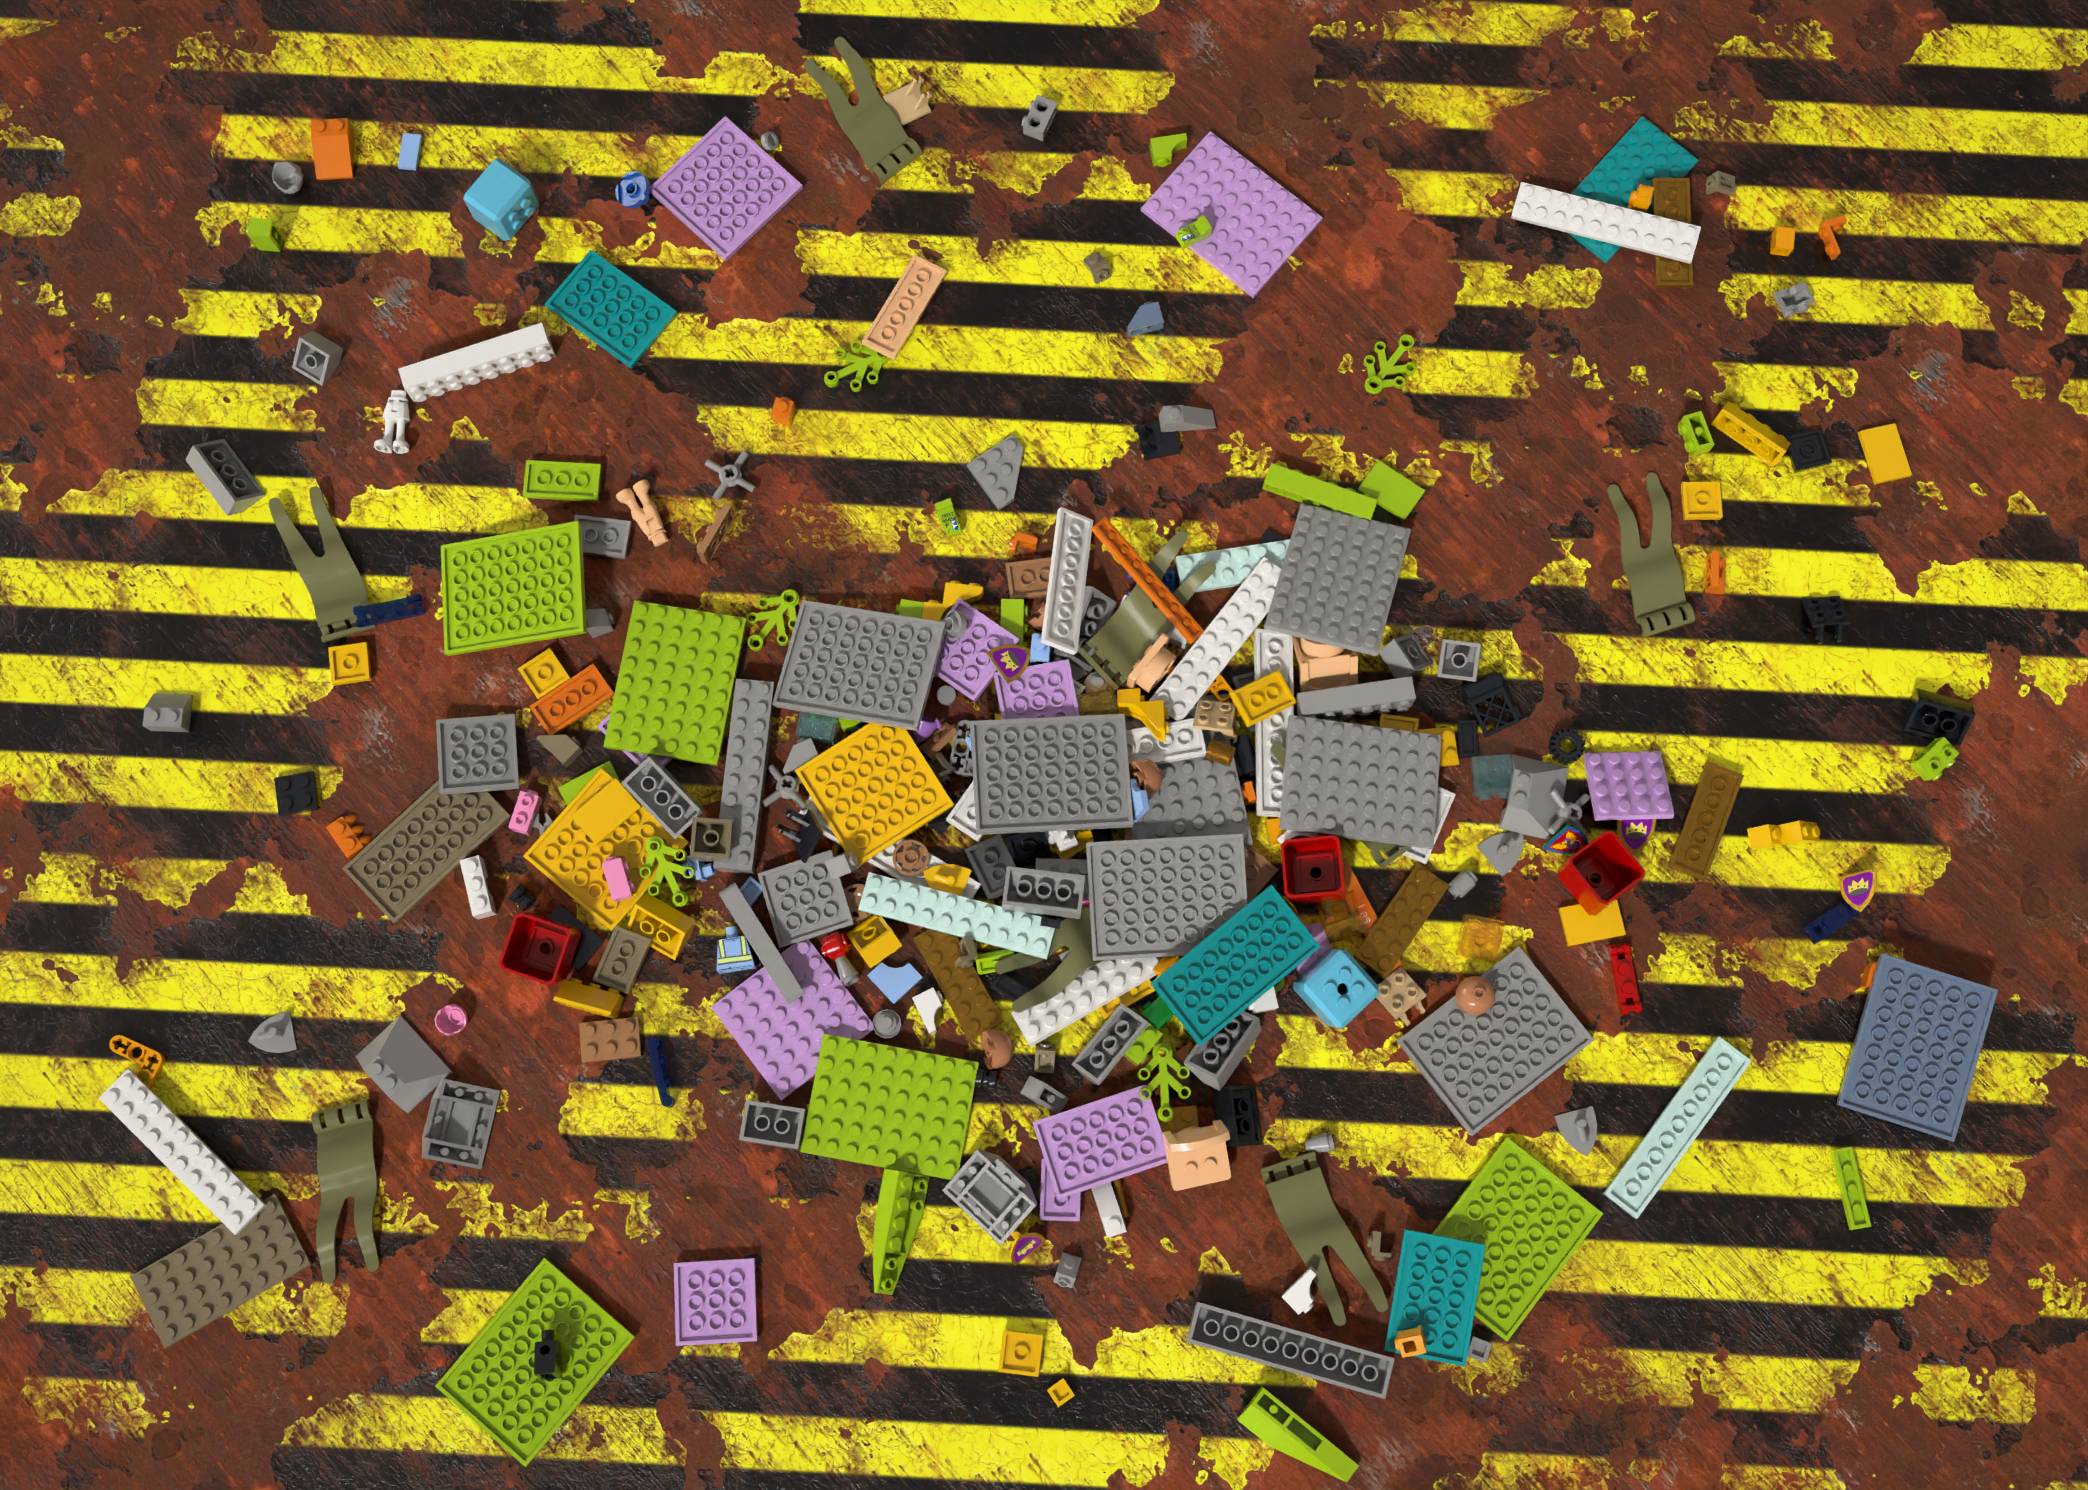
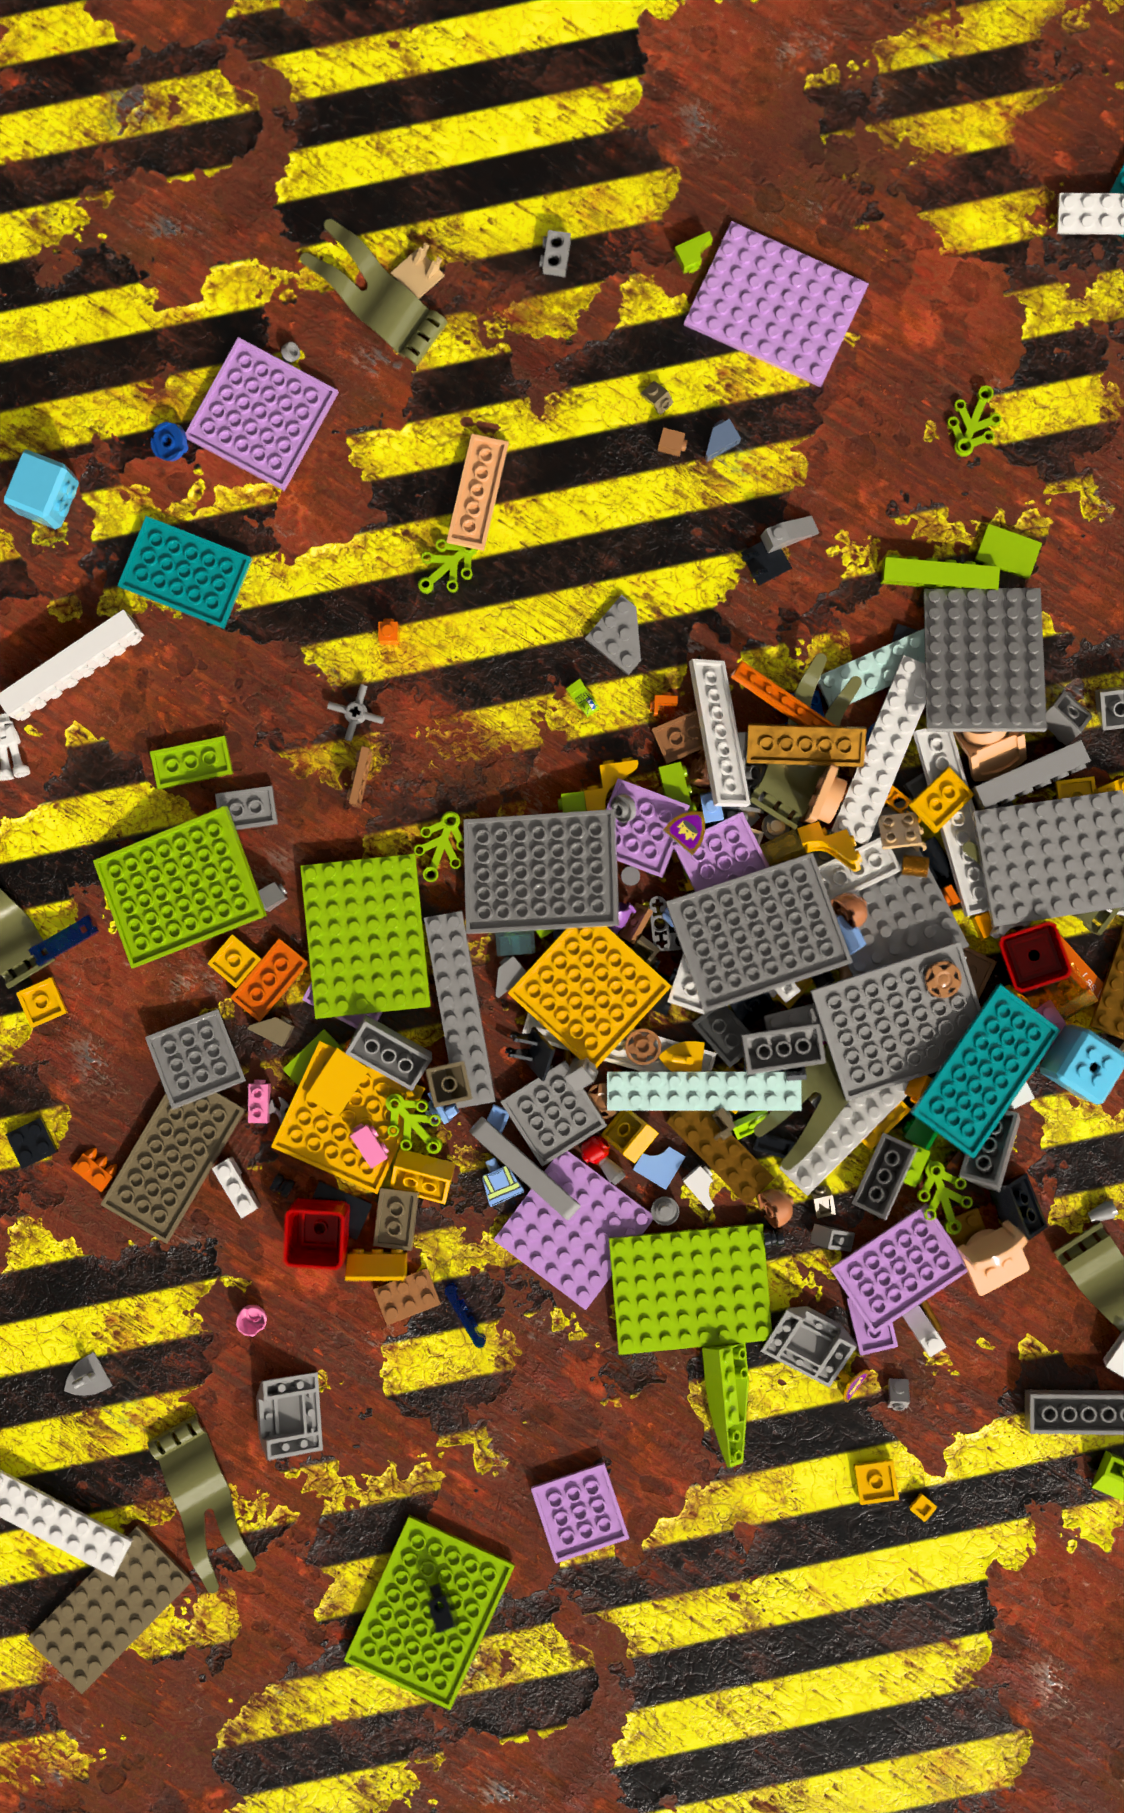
camera: 10 degrees left, 10 degrees up
(403, 1065) = (217, 1373): light grey slope -> none
(646, 517) = (286, 777): light nougat piece -> none
(773, 1125) = (586, 1336): light grey brick -> none
(786, 787) = (504, 1016): light grey bar -> none
(1099, 310) = (672, 442): none -> medium nougat brick
(1145, 611) = (806, 745): none -> pearl gold plate
(1194, 232) = (746, 336): lime leg -> none
(1217, 865) = (943, 979): none -> medium nougat wheel

